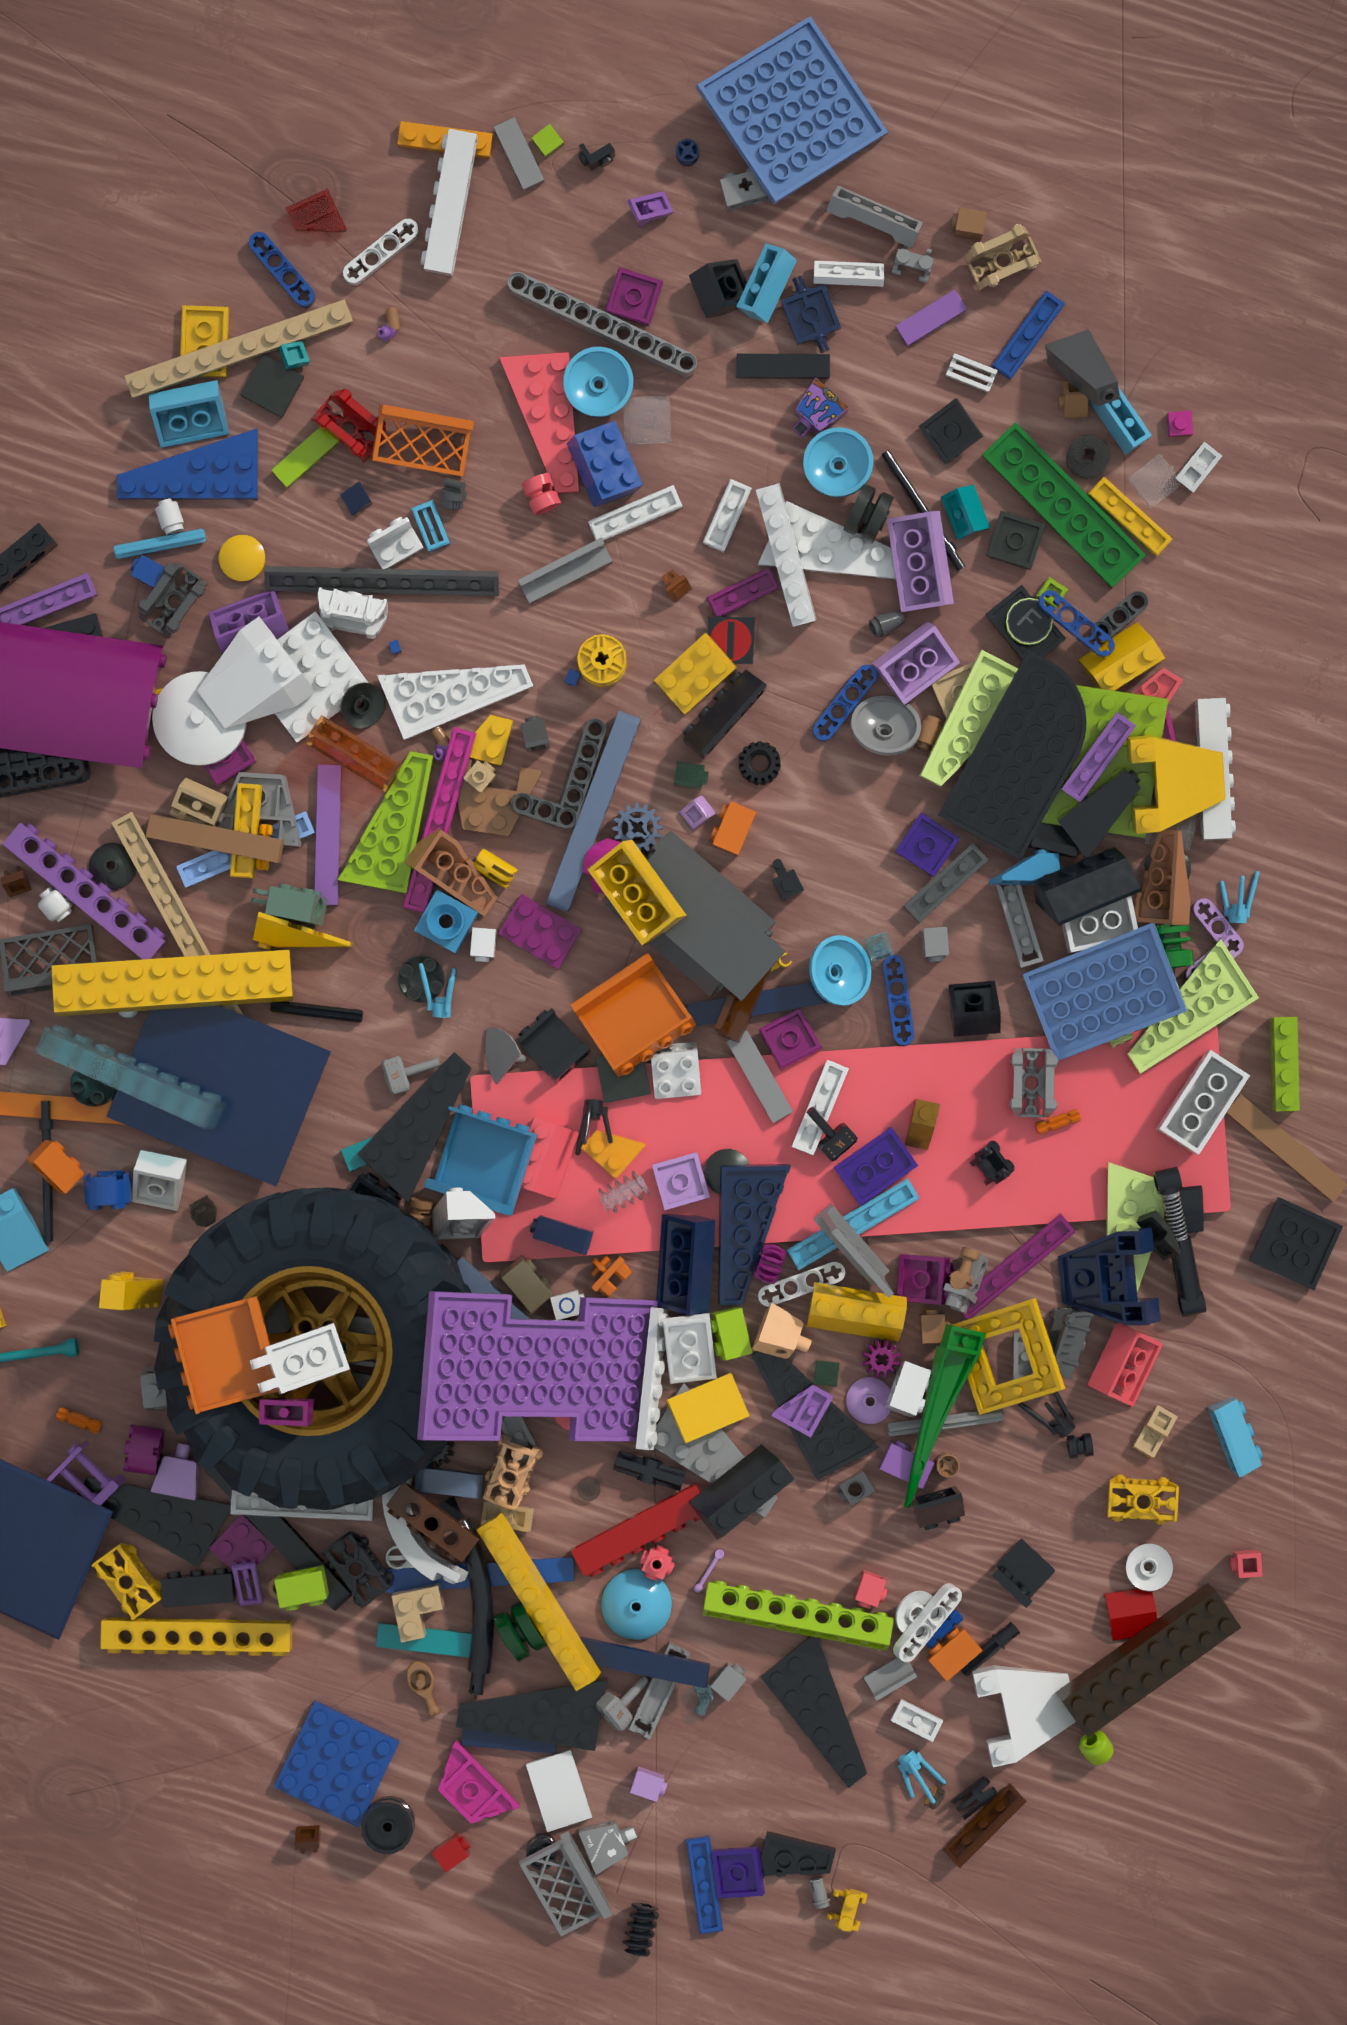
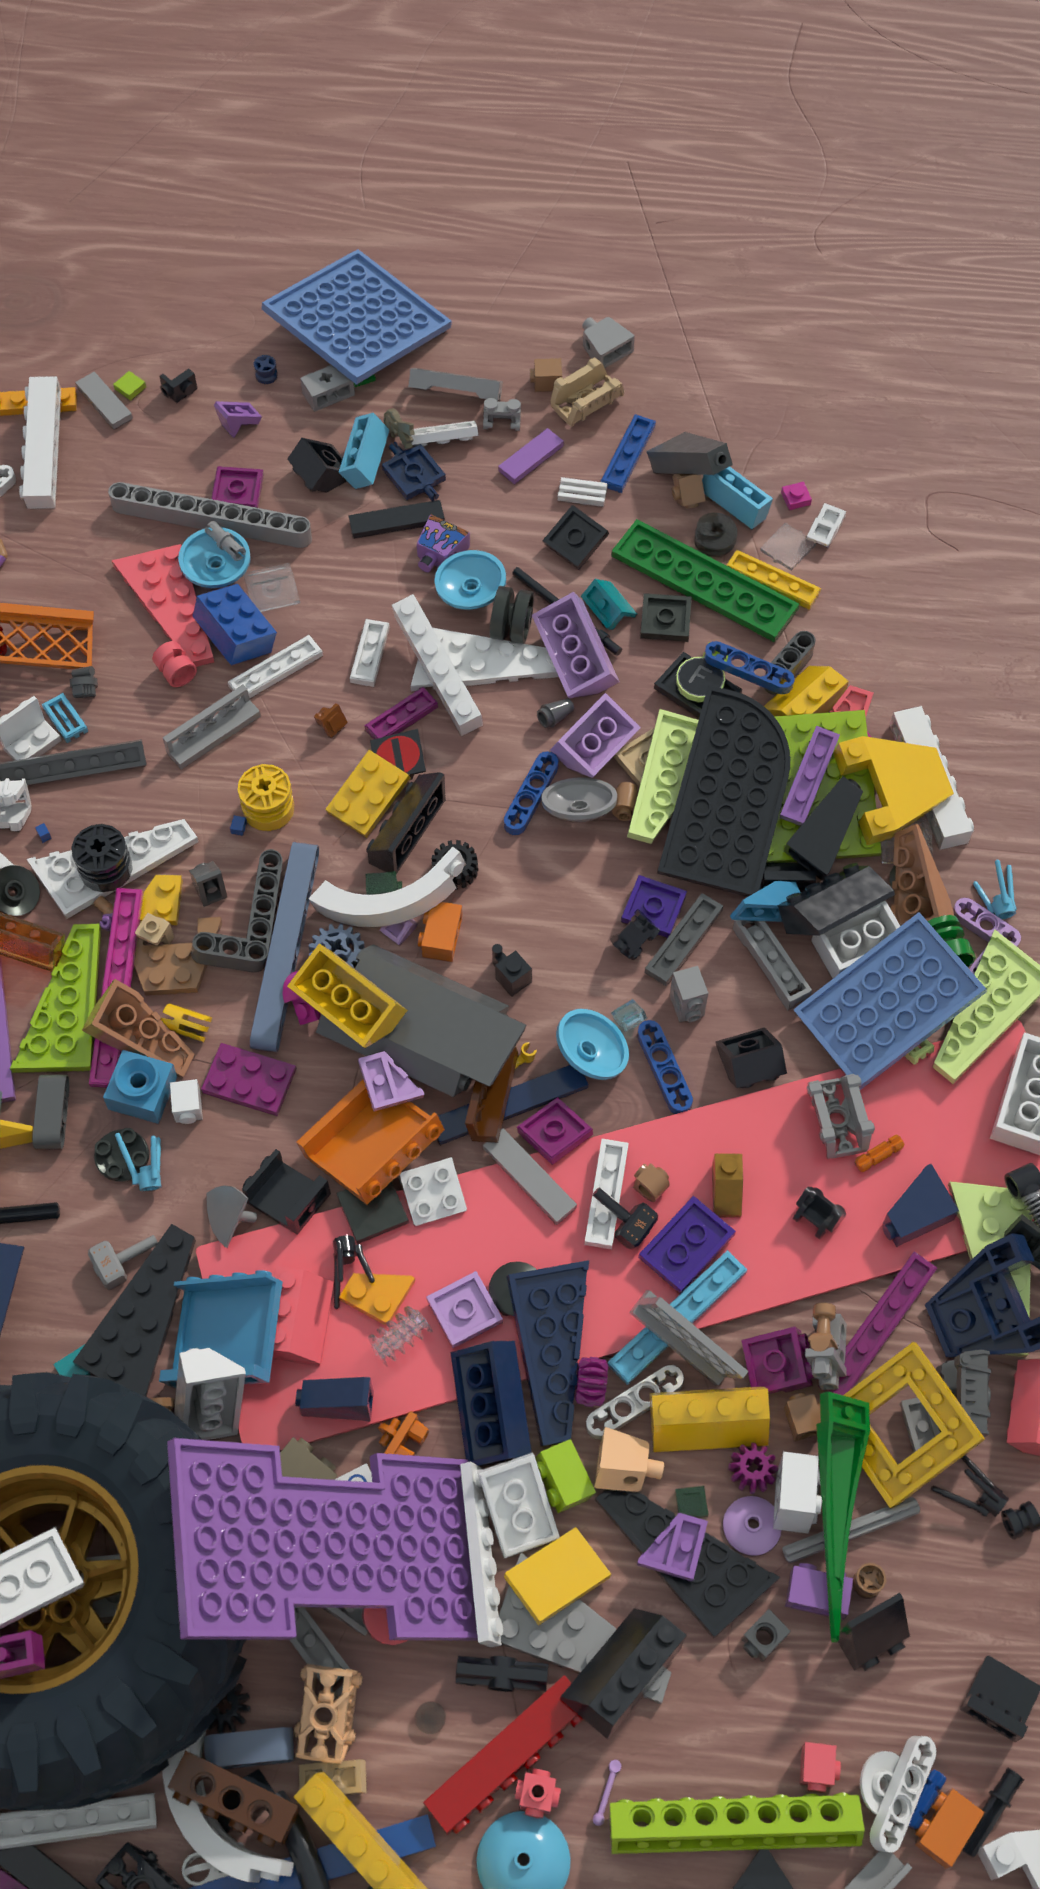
camera: 10 degrees left, 25 degrees down
(367, 927) = (51, 1112): none -> dark grey beam
(456, 706) = (102, 857): none -> black wheel
(611, 370) = (225, 541): none -> light grey pin
(656, 971) = (386, 1082): none -> lavender wing
(694, 802) = (393, 906): none -> white arch
(802, 255) = (399, 428): none -> dark tan piece
(859, 1106) = (651, 1182): none -> medium nougat plate
(899, 877) = (634, 935): none -> black piece
(1039, 192) = (607, 340): none -> light grey torso
(1076, 1179) = (920, 1208): none -> dark blue slope

